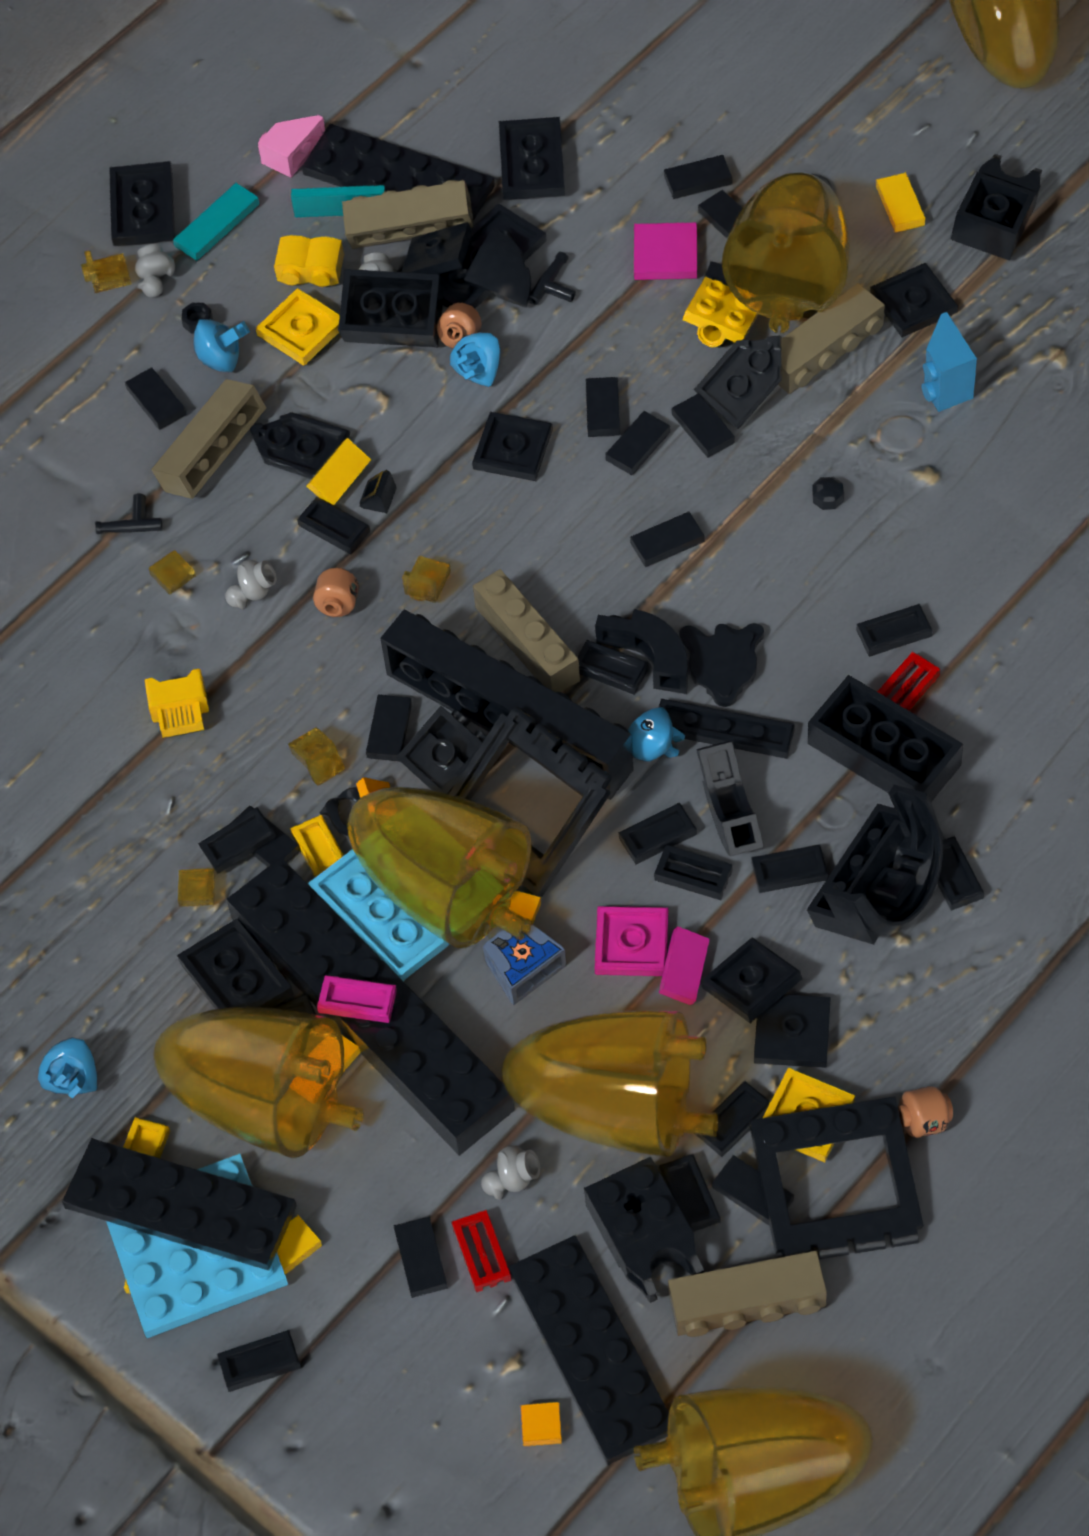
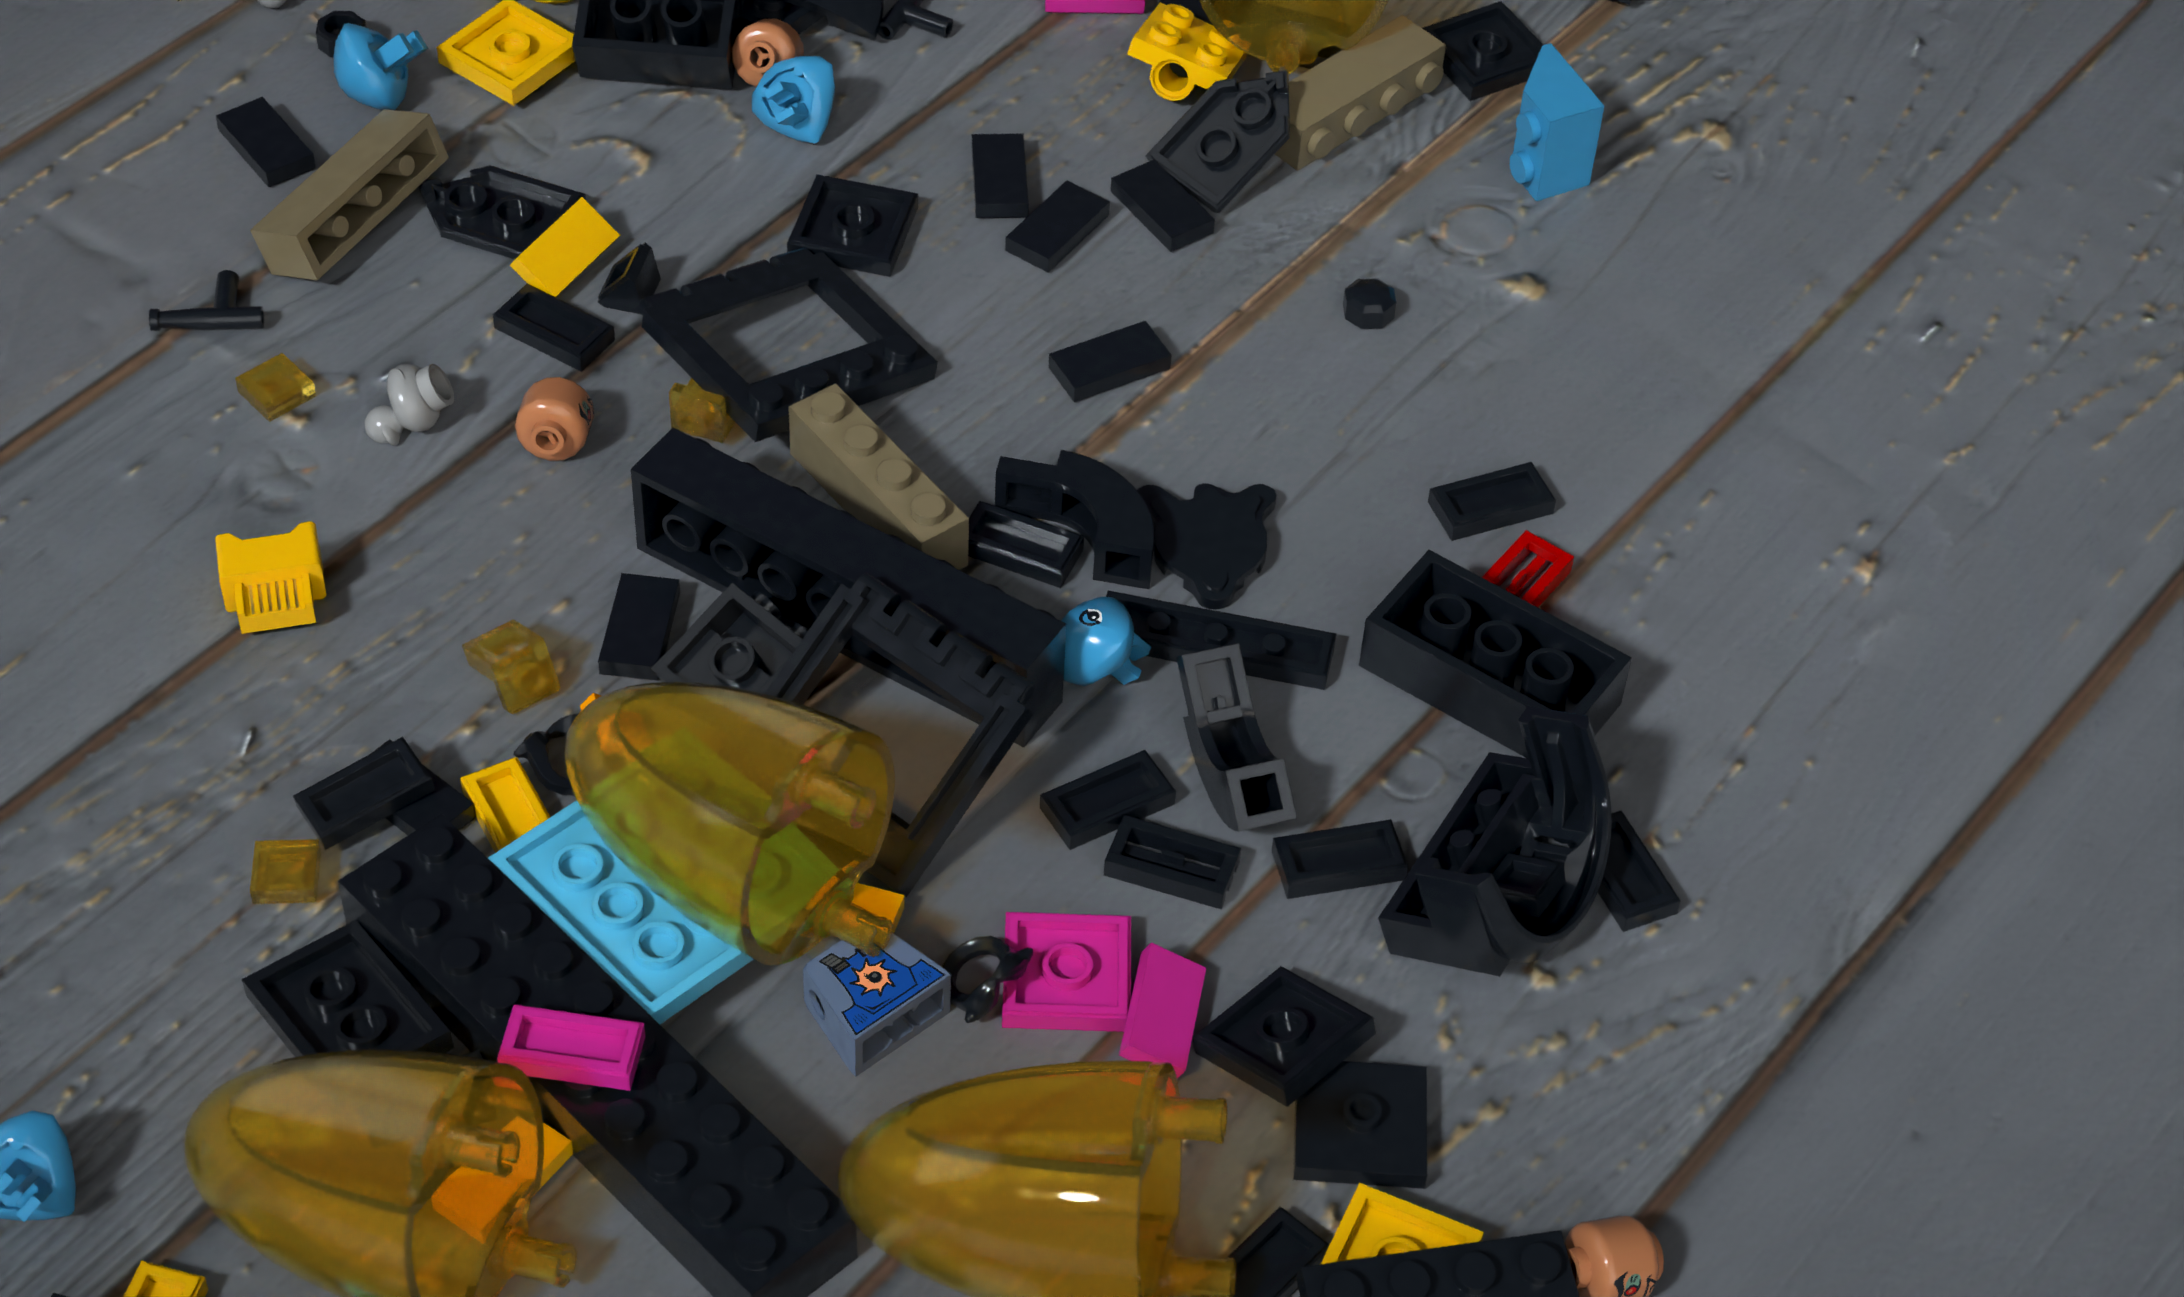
camera: 10 degrees left, 10 degrees down
(512, 557) = (865, 373): none -> black hinge
(585, 959) = (986, 995): none -> black piece

